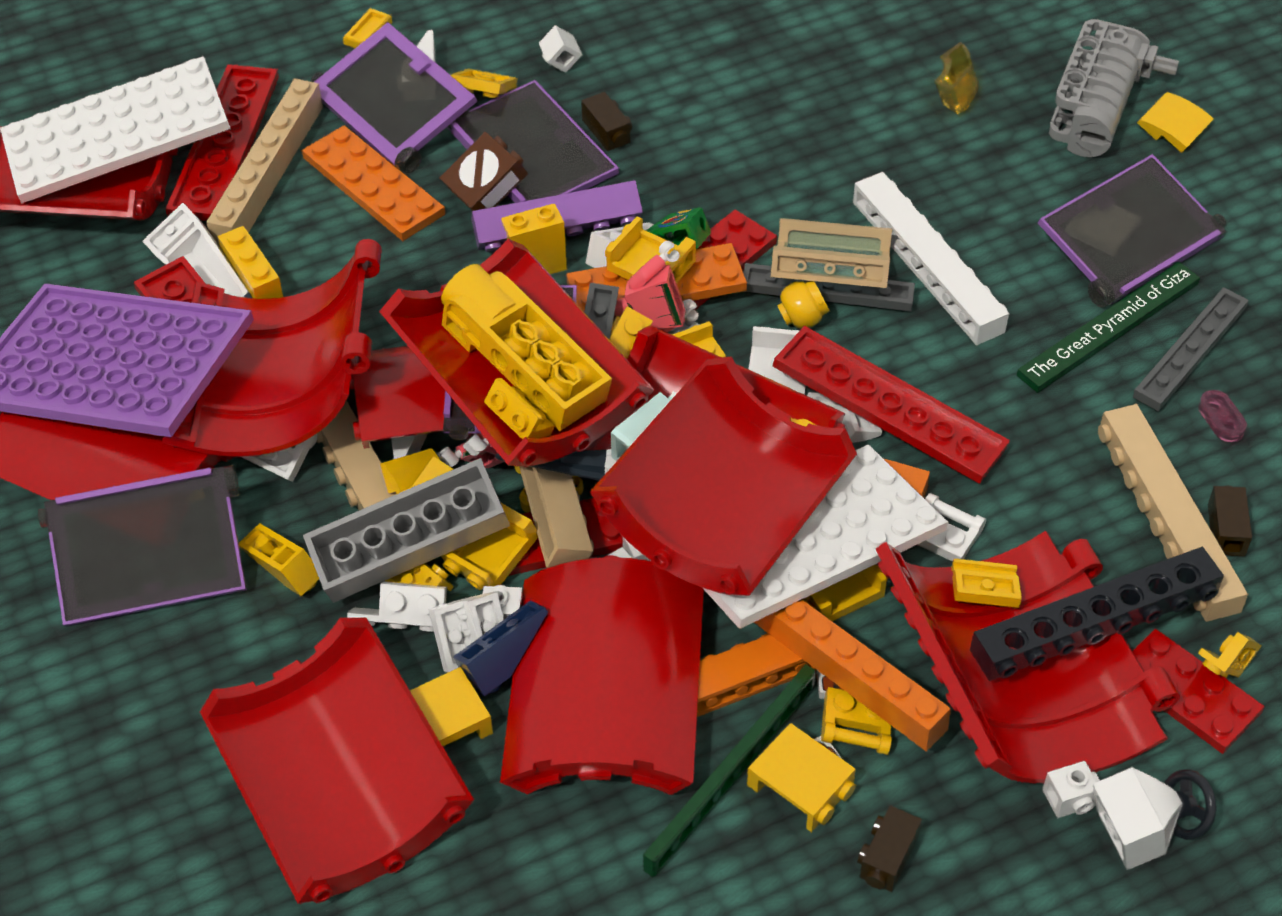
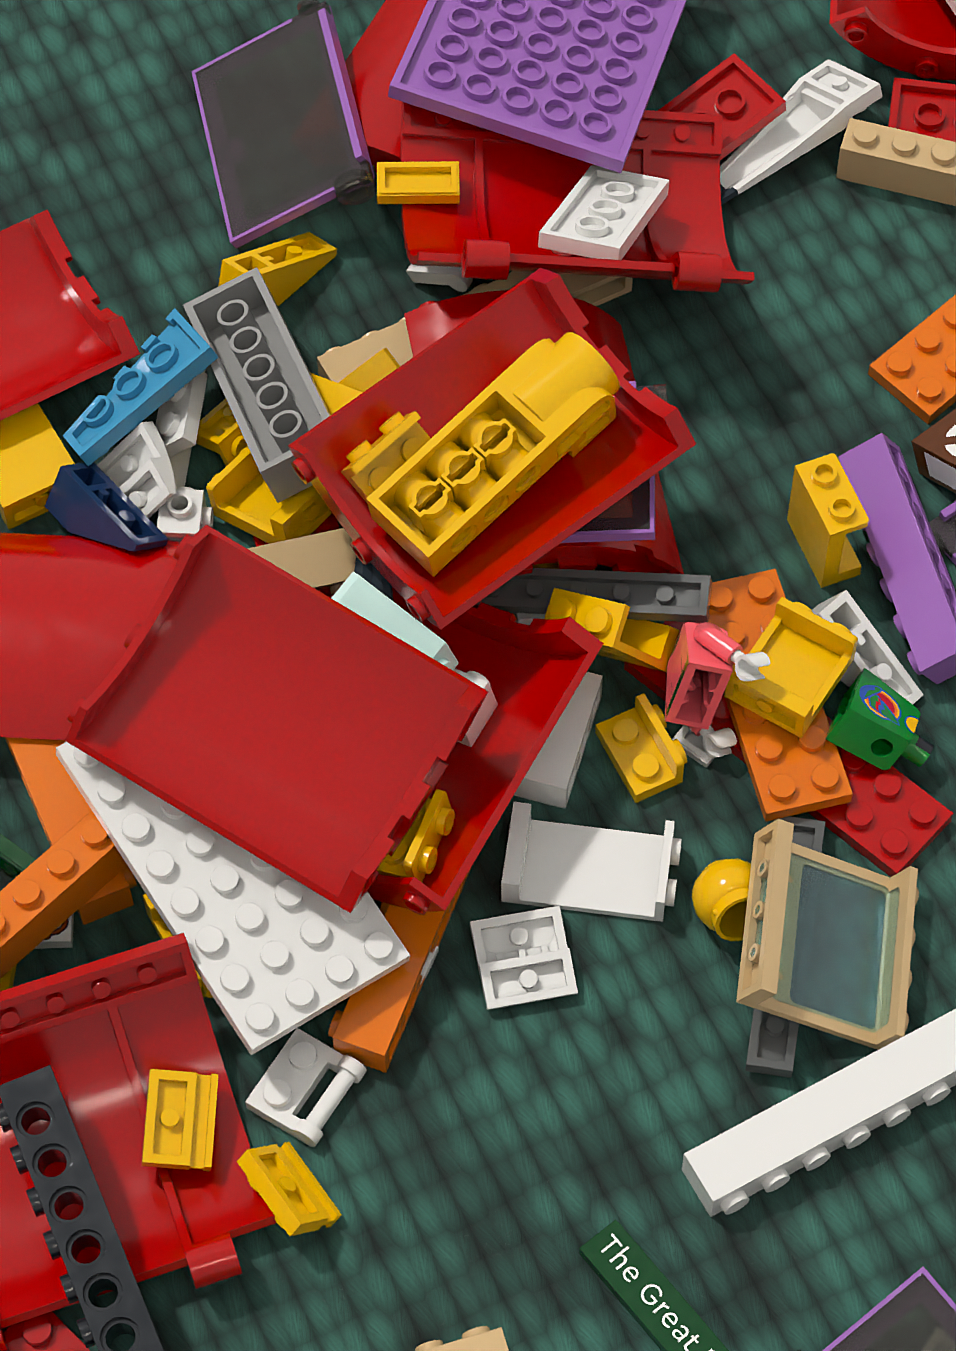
camera: 90 degrees right, 10 degrees up
(238, 438) = (418, 182): none -> yellow tile
(250, 264) = (782, 187): yellow brick -> none
(294, 324) = (603, 214): none -> white plate
(396, 608) = (139, 390): none -> dark azure wing
(891, 404) = (524, 1015): red plate -> none
(1023, 526) = (288, 1188): none -> yellow plate

